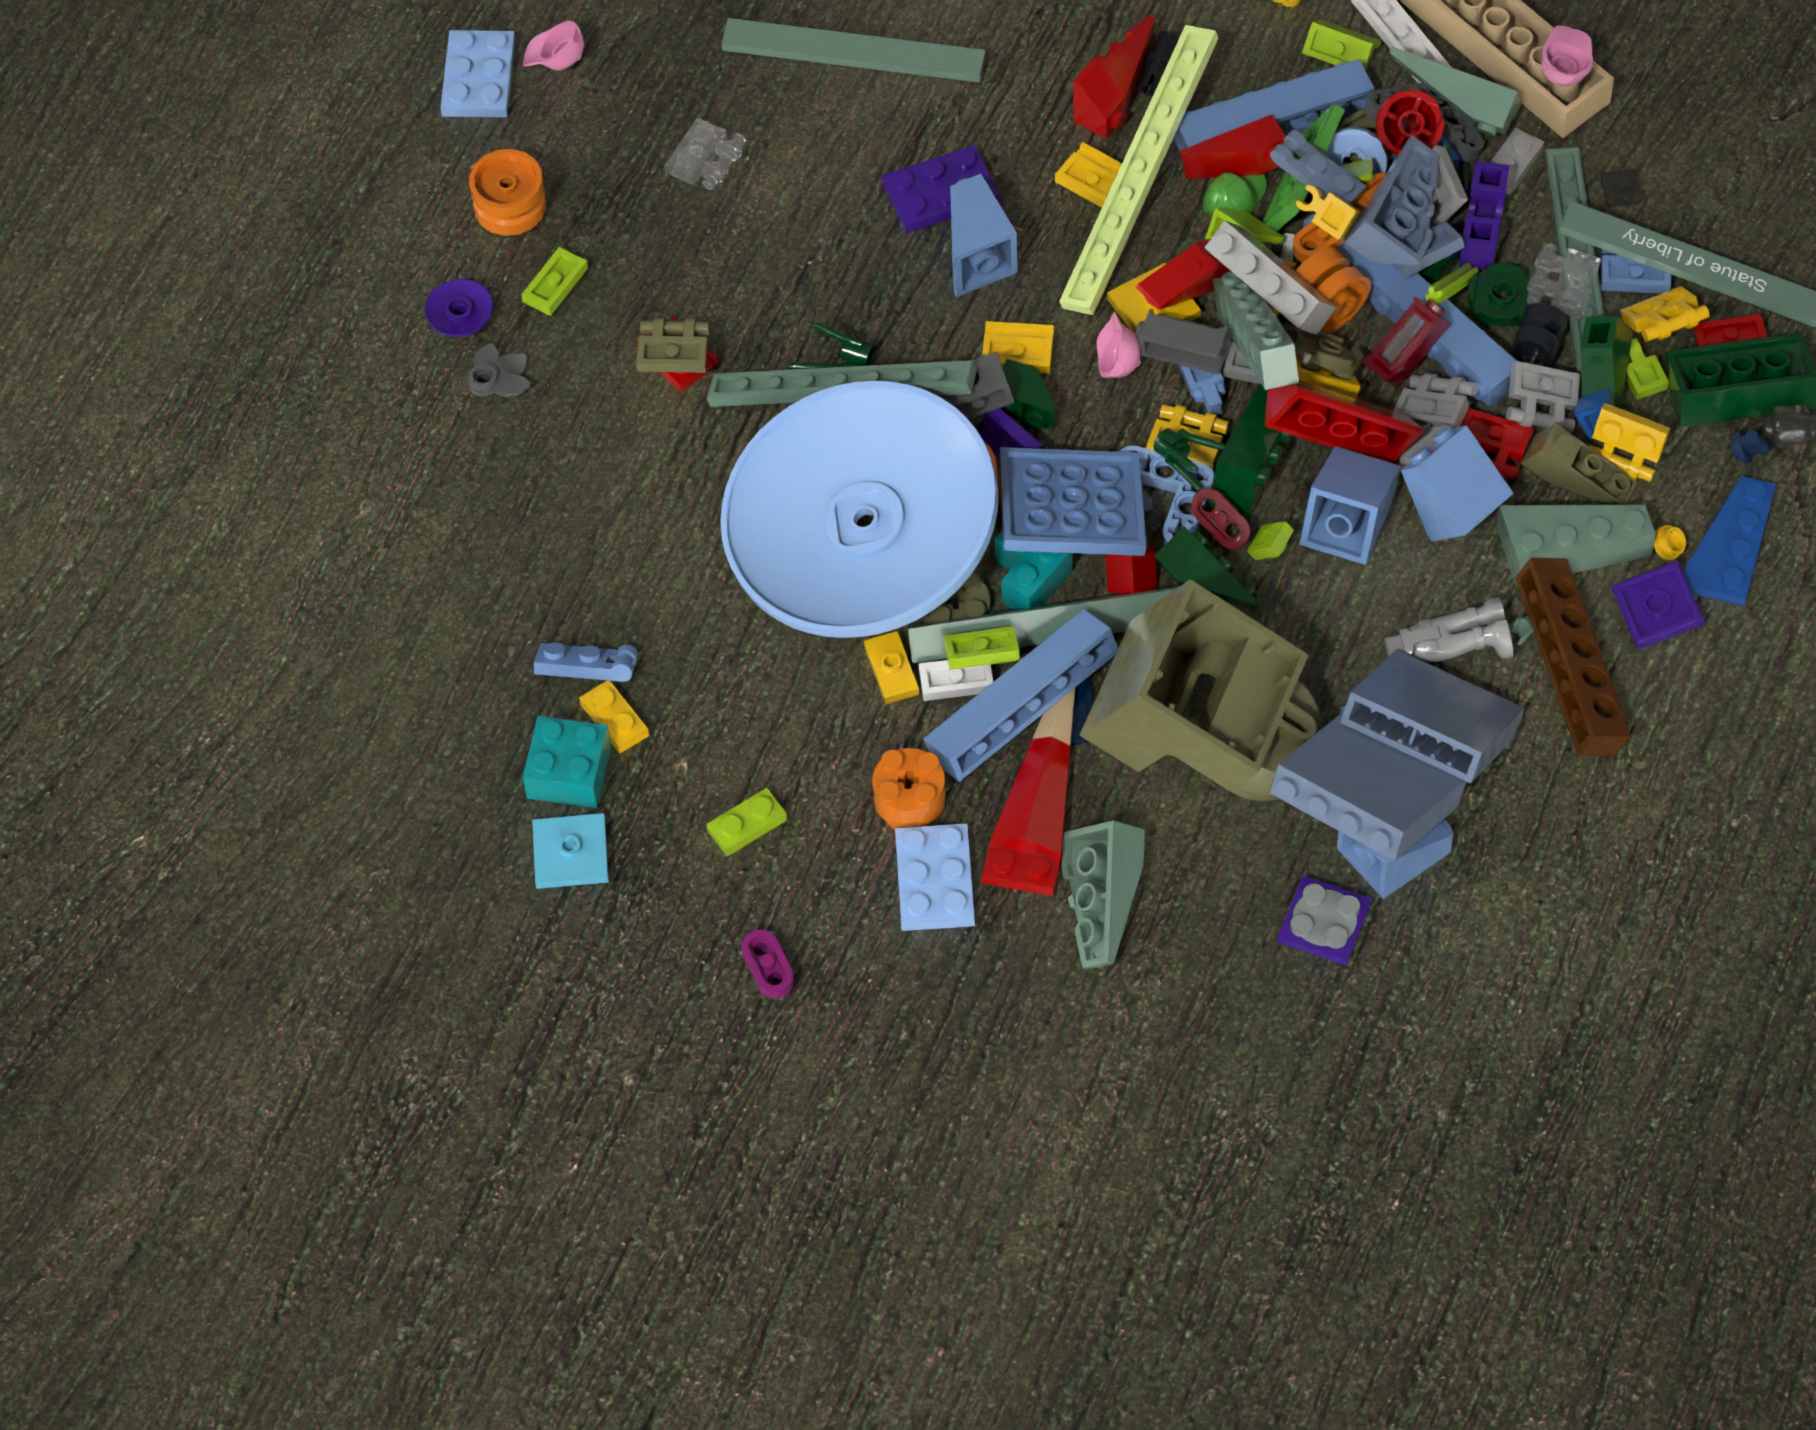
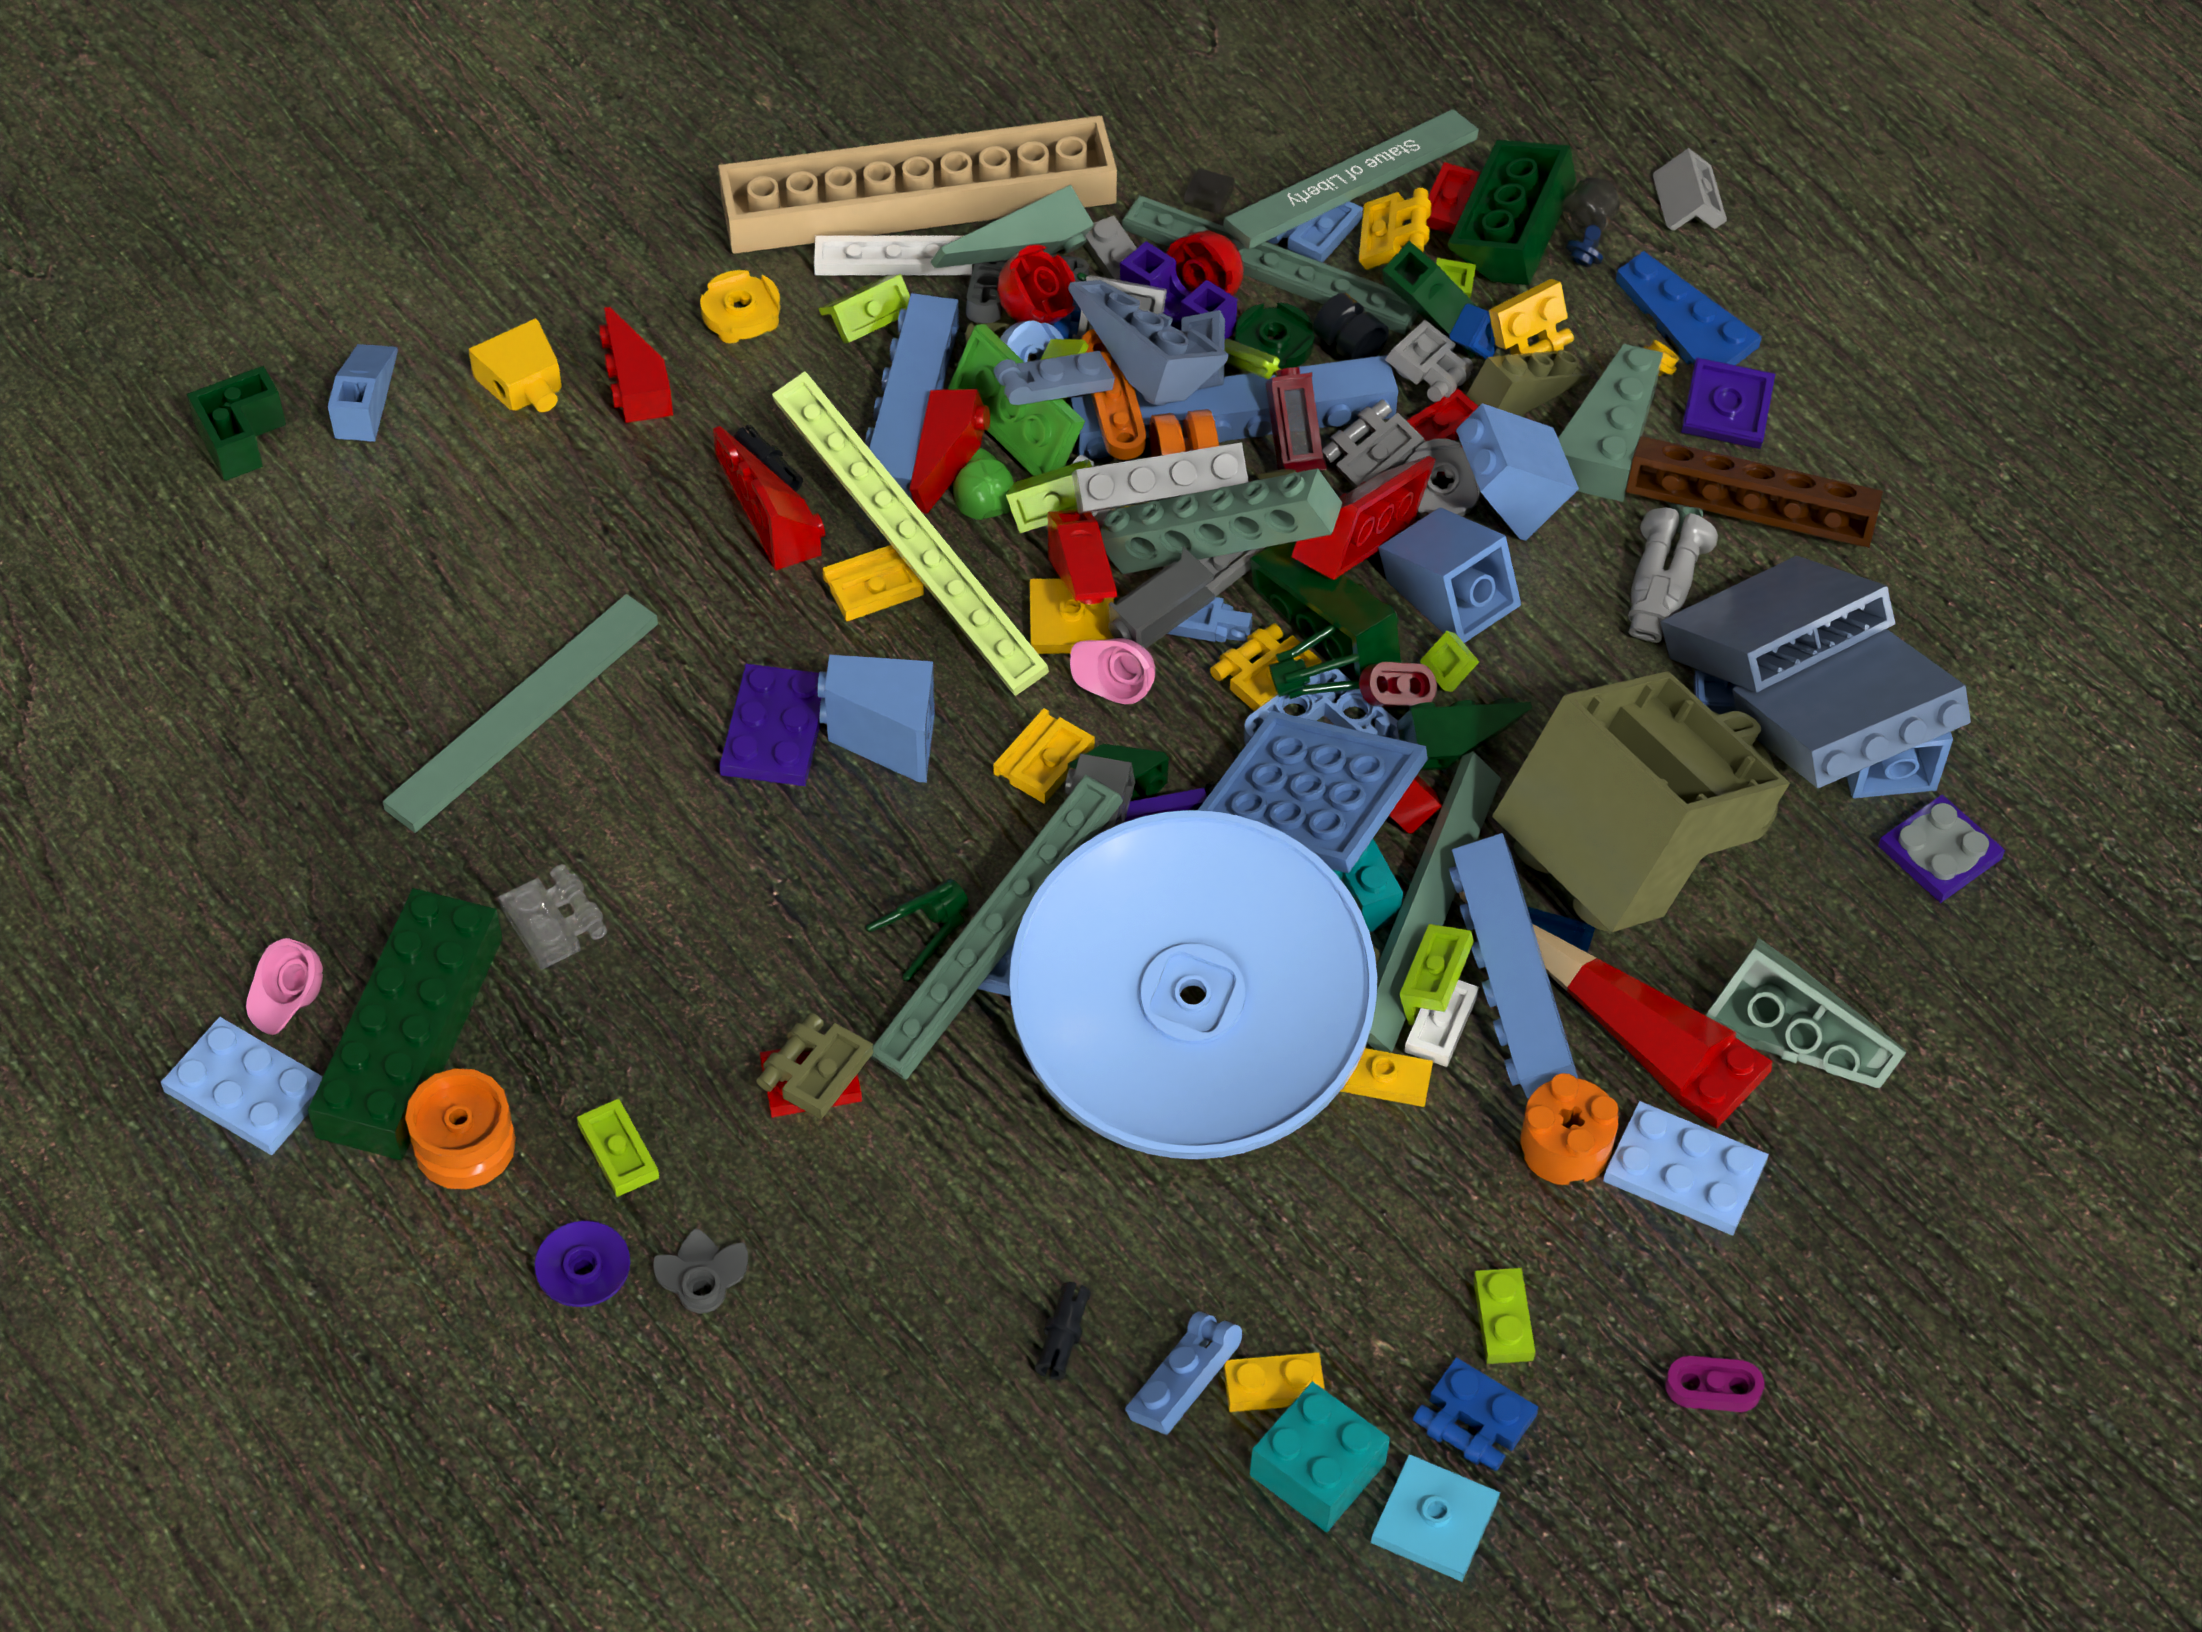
camera: 65 degrees left, 5 degrees down
(576, 119) = (405, 1021): none -> dark green brick
(576, 582) = (1063, 1331): none -> black pin
(670, 843) = (1483, 1405): none -> blue plate
(1331, 214) = (1116, 391): yellow plate -> none
(1528, 220) = (1207, 257): none -> red cylinder
(1567, 56) = (1065, 127): bright pink piece -> none
(1574, 282) = (1310, 268): clear plate -> none

